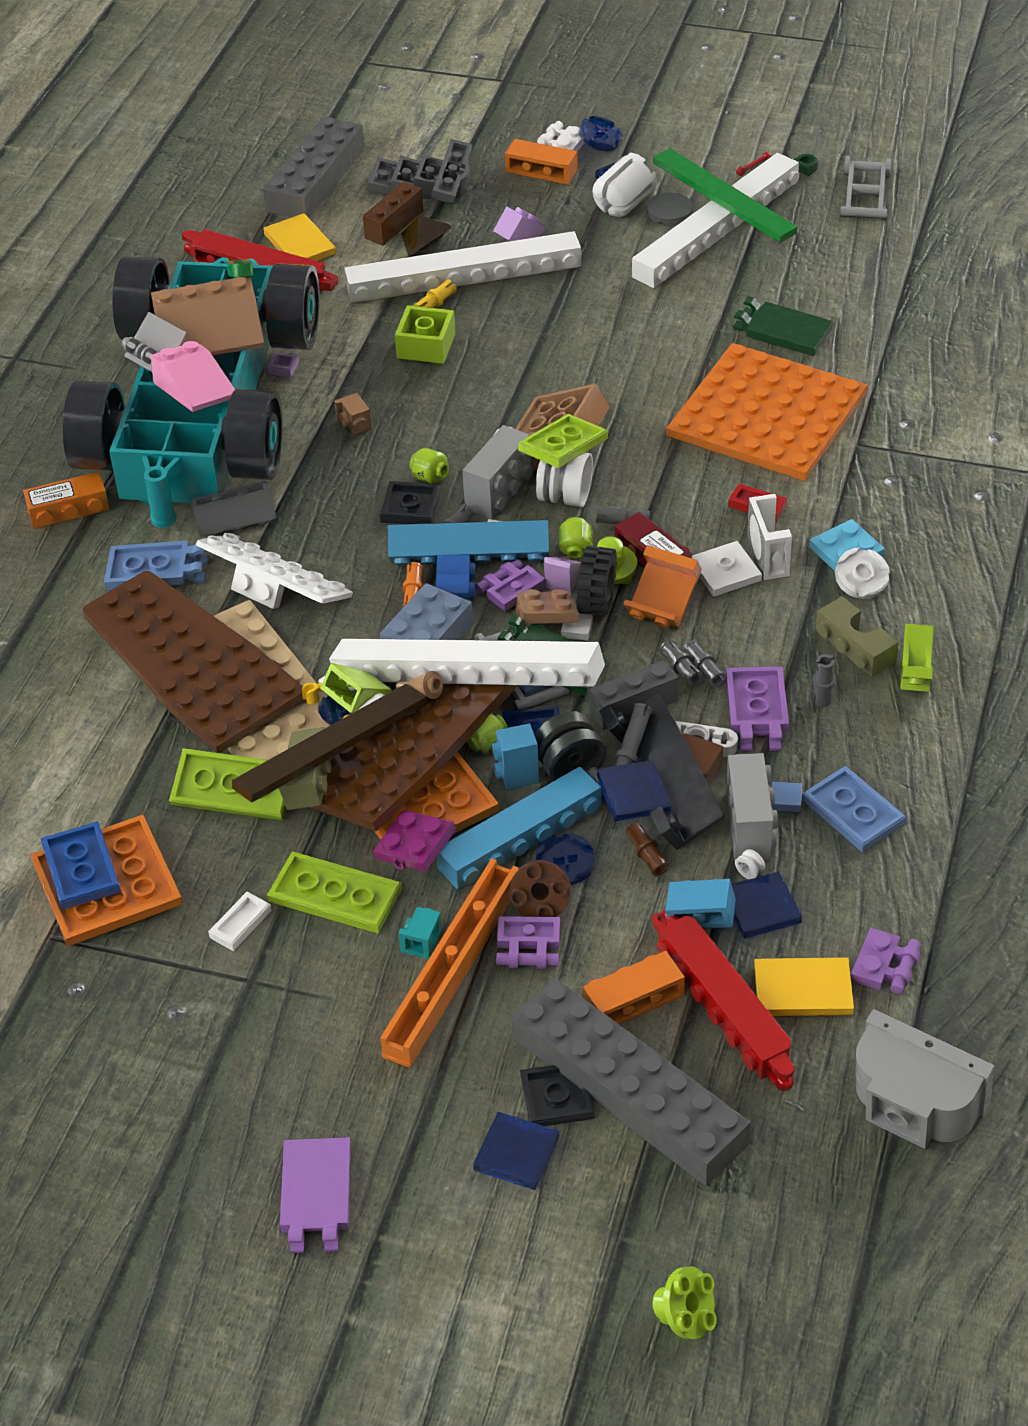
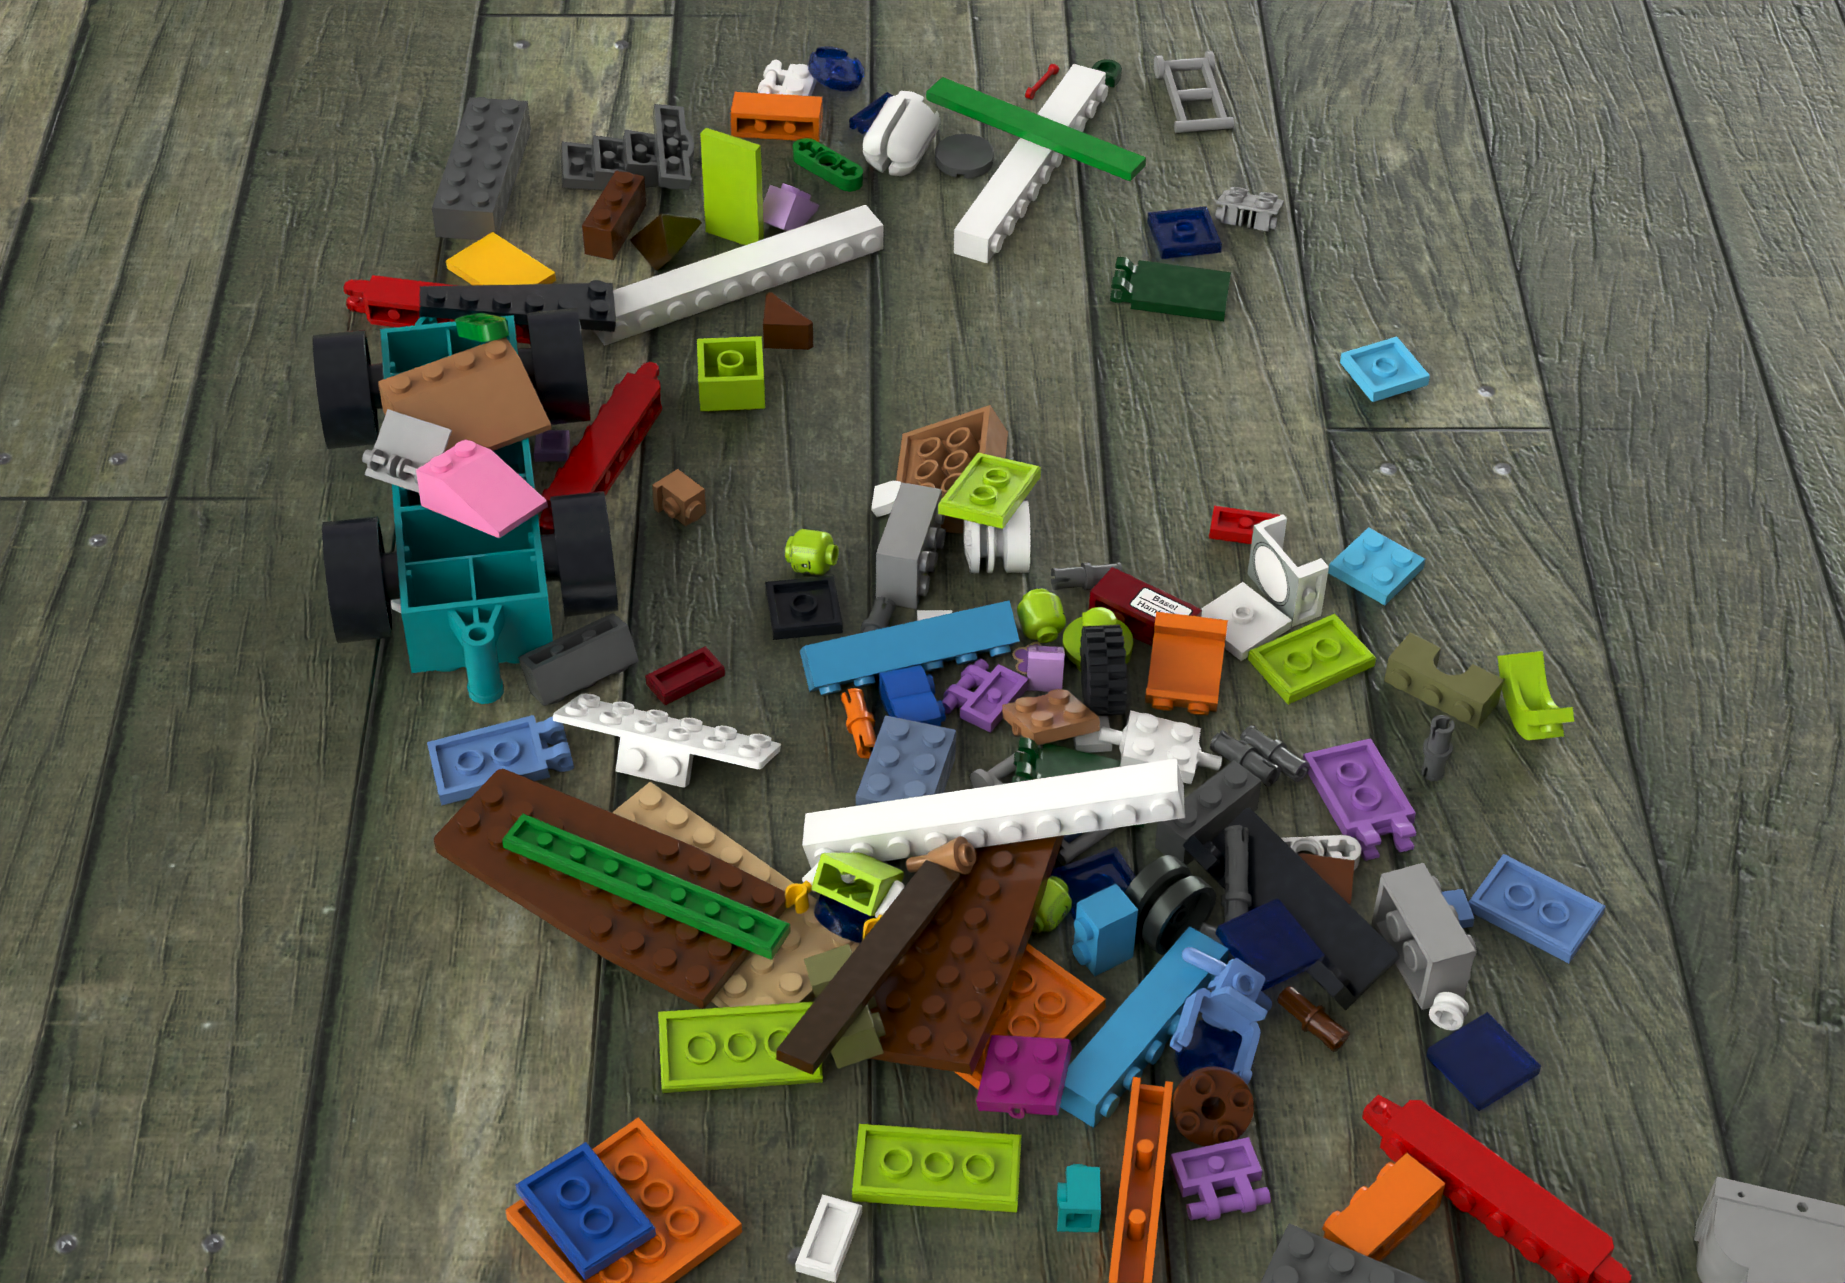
camera: 20 degrees left, 0 degrees up
(66, 500) = (337, 688): orange brick -> none
(209, 664) = (647, 886): none -> green tile
(306, 534) = (685, 675): none -> dark red tile
(324, 366) = (609, 440): none -> red hinge
(332, 269) = (592, 300): none -> black wing
(436, 296) = (718, 319): yellow pin -> none
(474, 202) = (732, 187): none -> lime tile
(480, 308) = (785, 326): none -> reddish brown slope
(573, 209) = (843, 174): none -> green beam
(580, 822) = (1232, 1005): none -> medium blue piece
(622, 642) = (1159, 739): none -> white plate
(705, 900) = (1419, 1074): dark azure brick -> none
(766, 604) = (1311, 658): none -> lime tile
(767, 411) = (1200, 403): orange plate -> none
(804, 986) = (1583, 1157): yellow tile -> none
(812, 287) = (1184, 232): none -> clear blue tile
(862, 573) = (1413, 596): white tile -> none
(865, 275) = (1238, 198): none -> light grey hinge
(876, 958) = (1650, 1102): medium lavender plate -> none
(919, 408) = (1384, 369): none -> medium azure plate

